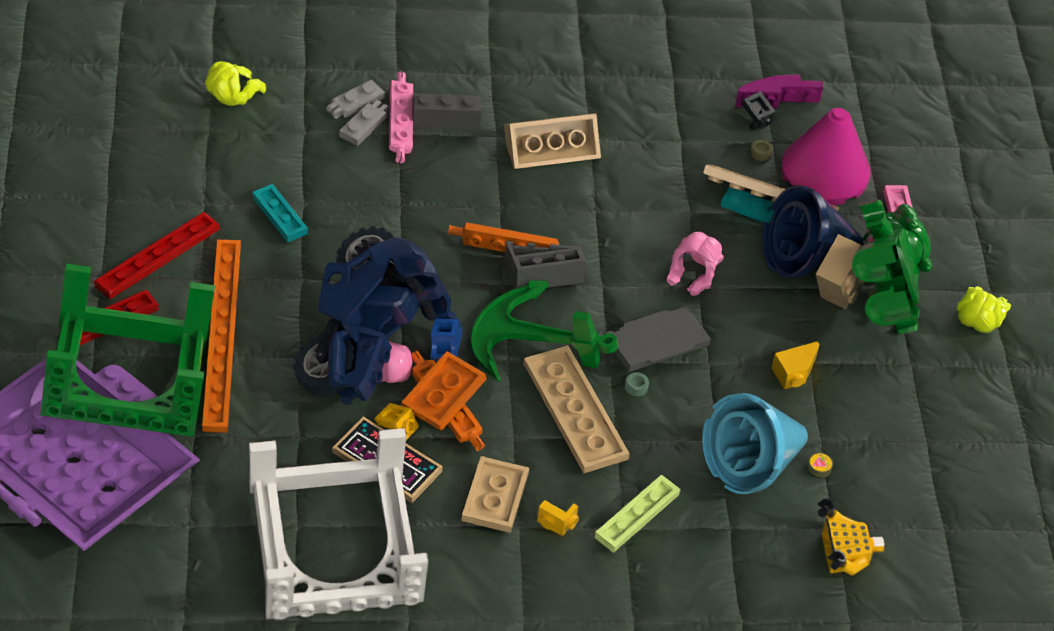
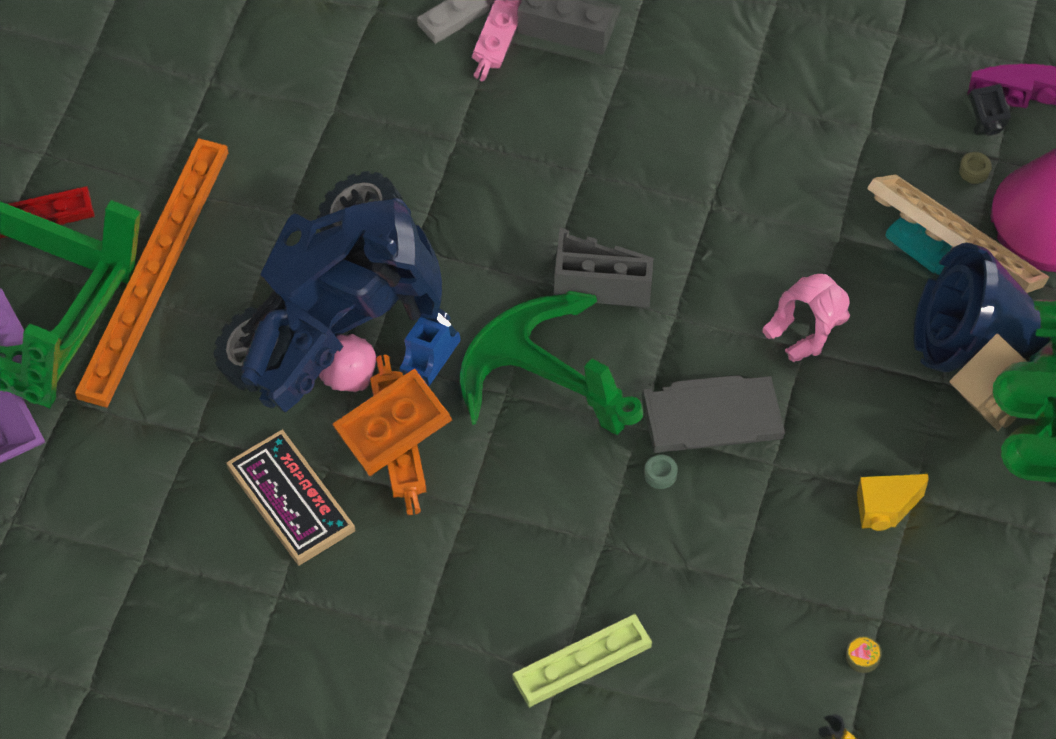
camera: 25 degrees right, 10 degrees up
(156, 255) = (120, 141): red tile -> none
(280, 213) = (294, 118): teal plate -> none
(336, 597) = (234, 677): white arch -> none
(397, 417) = (324, 447): yellow bracket -> none
(495, 494) = (406, 583): tan plate -> none
(496, 238) = (553, 216): orange plate -> none
(552, 140) = (690, 93): tan slope -> none
(556, 519) = (465, 638): yellow bracket -> none
(576, 409) = (562, 489): tan plate -> none
(750, 442) = (771, 604): medium azure cone -> none

